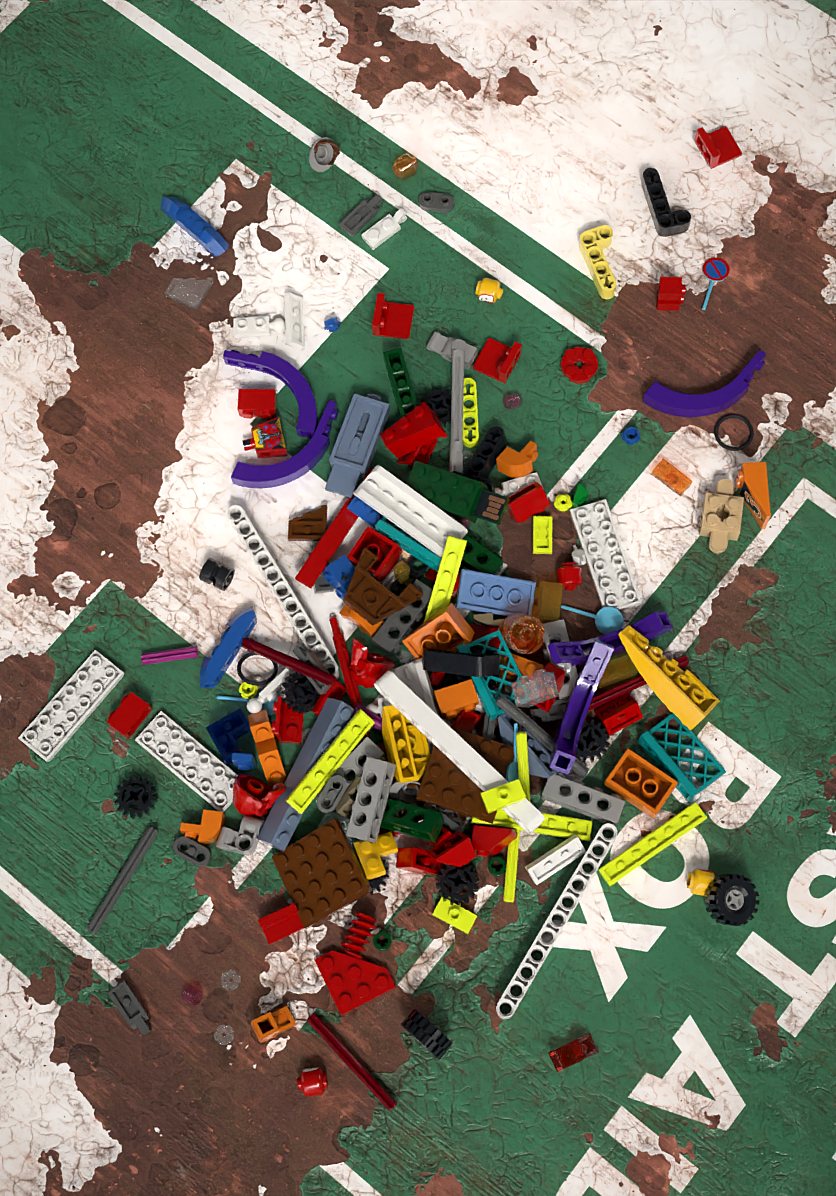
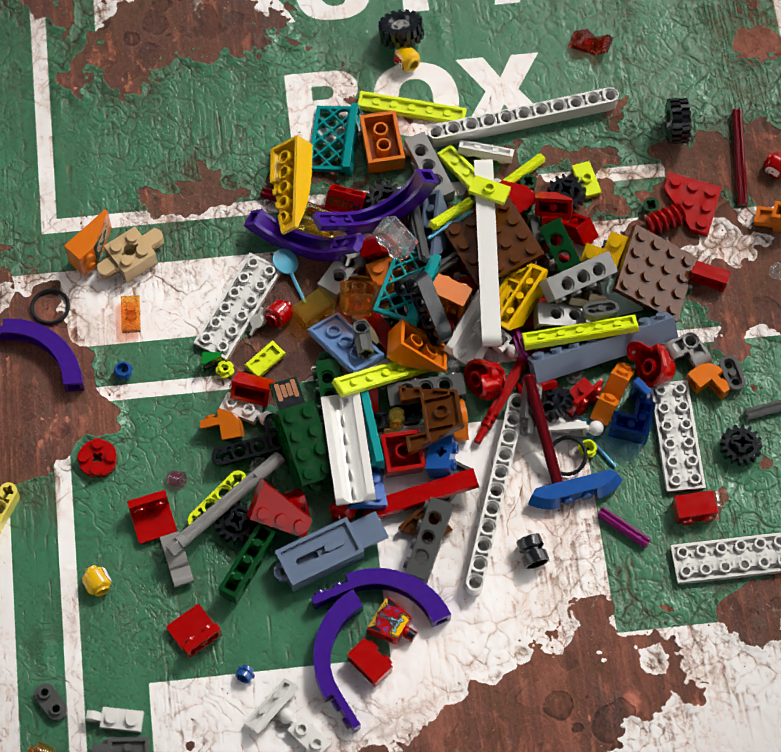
camera: 145 degrees left, 5 degrees down
(294, 511) = (424, 569): none -> dark grey brick
(479, 597) = (363, 339): none -> dark grey piece

